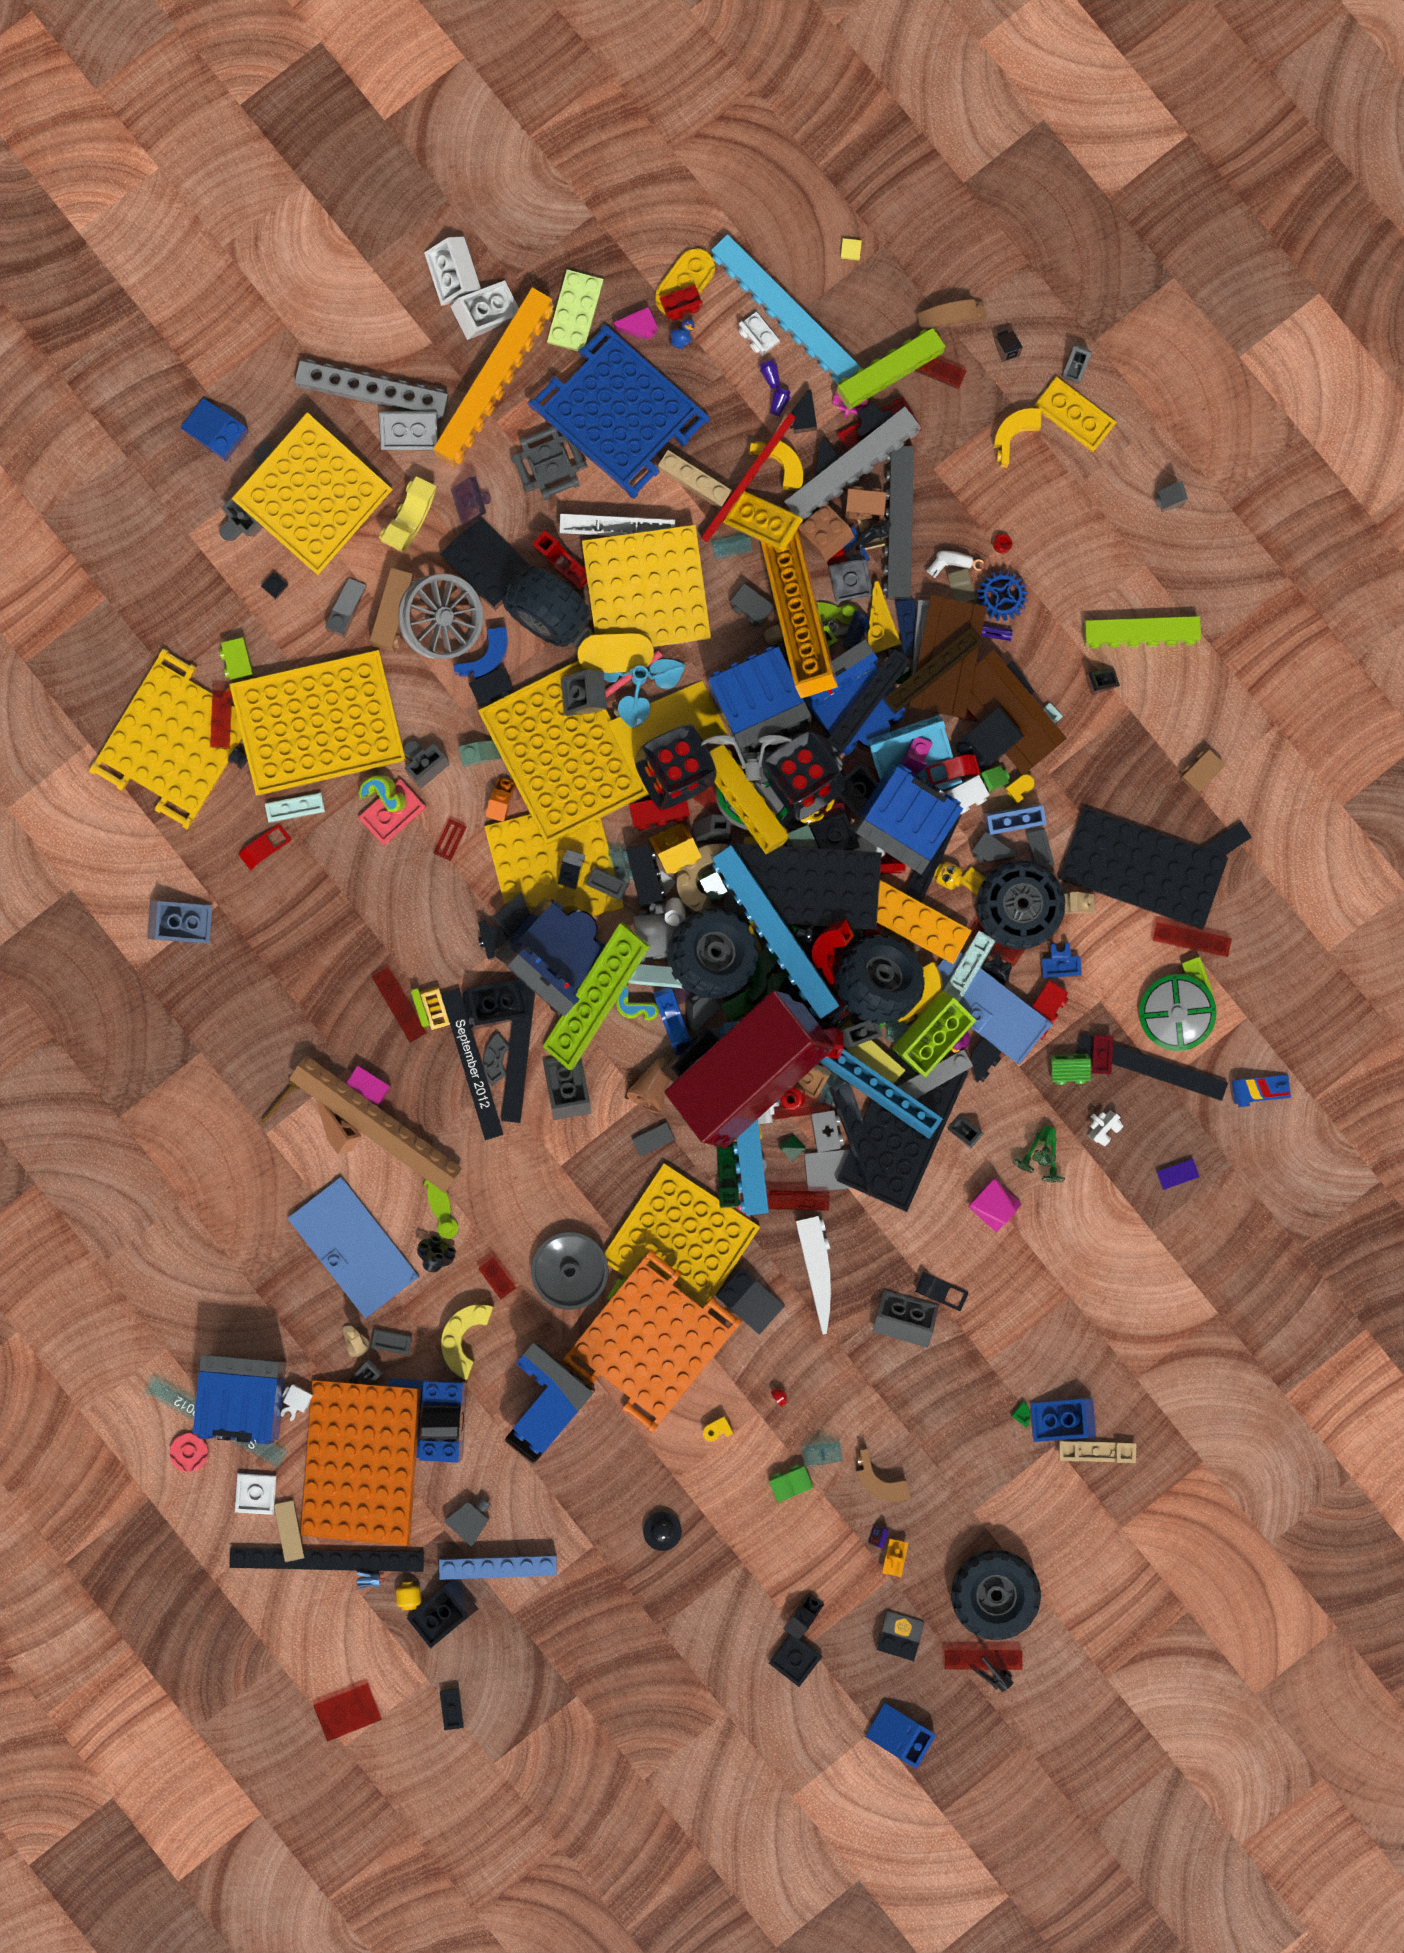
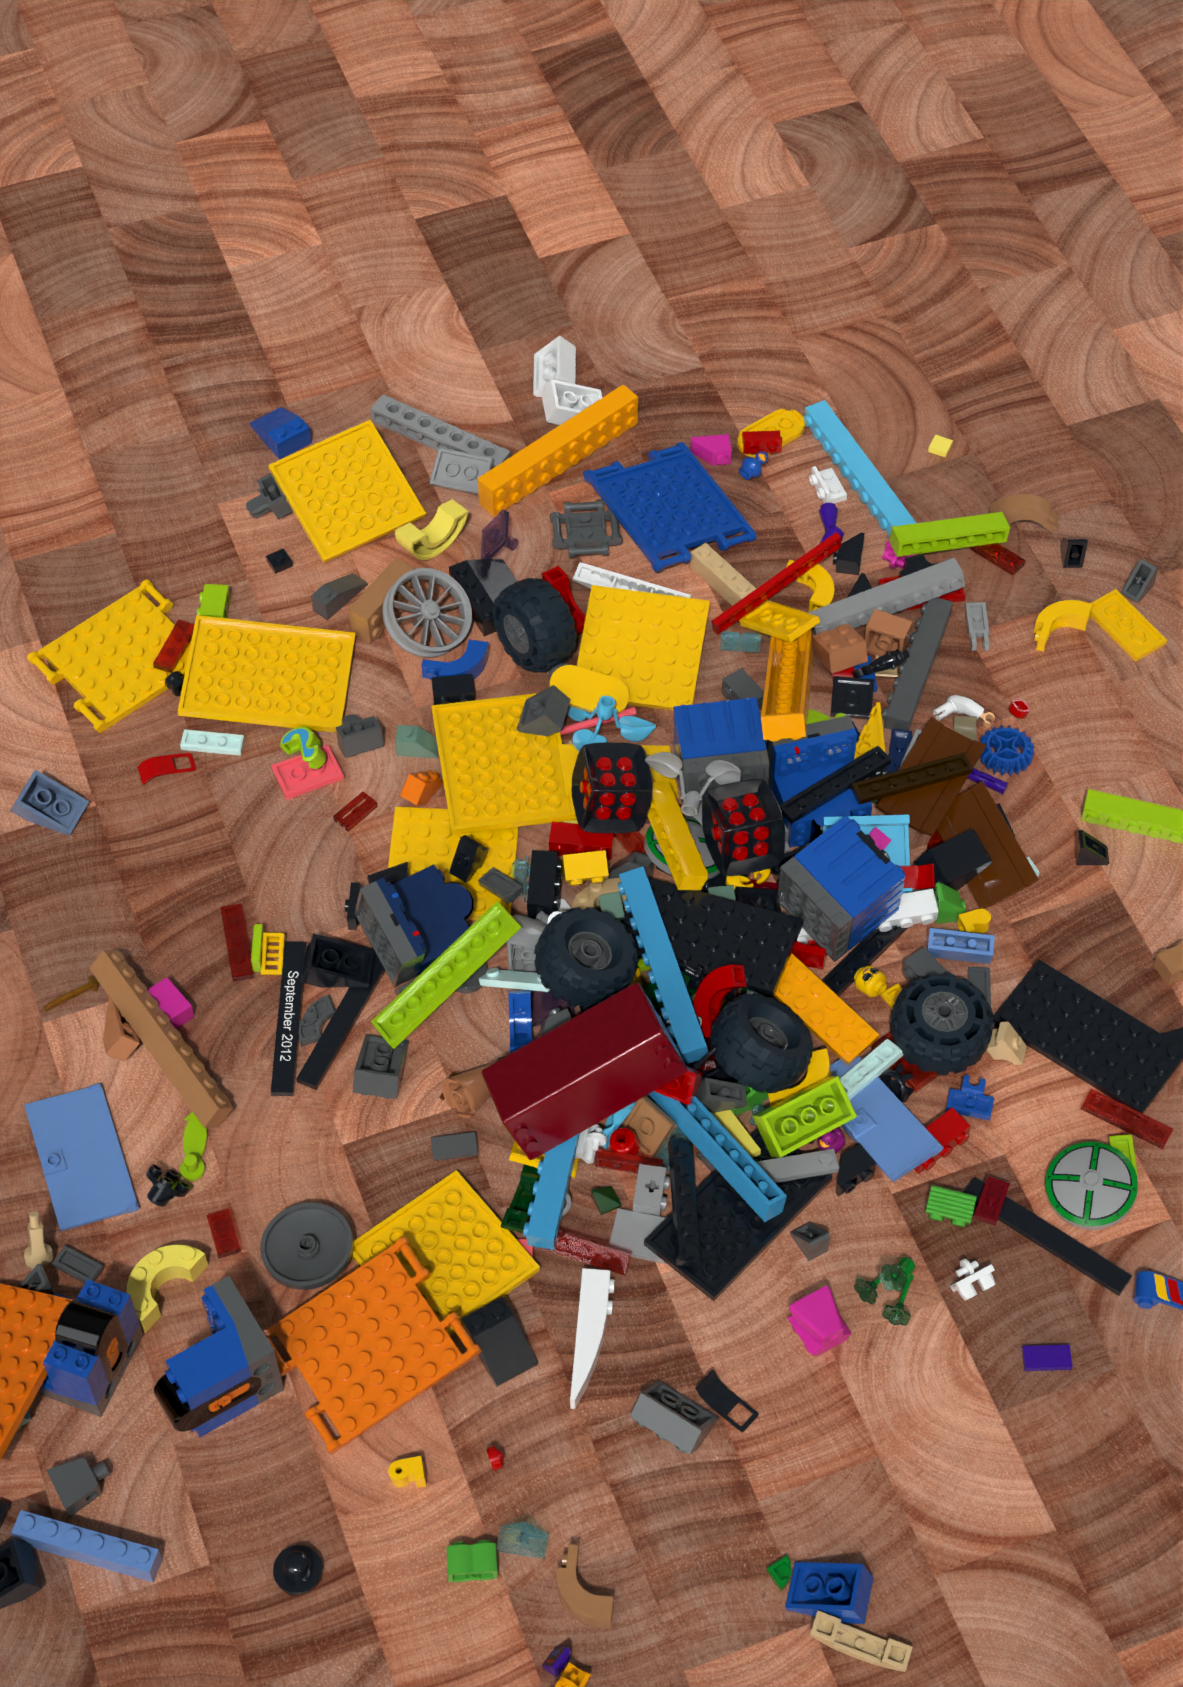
camera: 20 degrees right, 30 degrees down
(575, 310) = (658, 427): yellowish green plate -> none
(634, 1010) = (483, 1012): animal -> none
(940, 458) = (977, 624): none -> light grey hinge

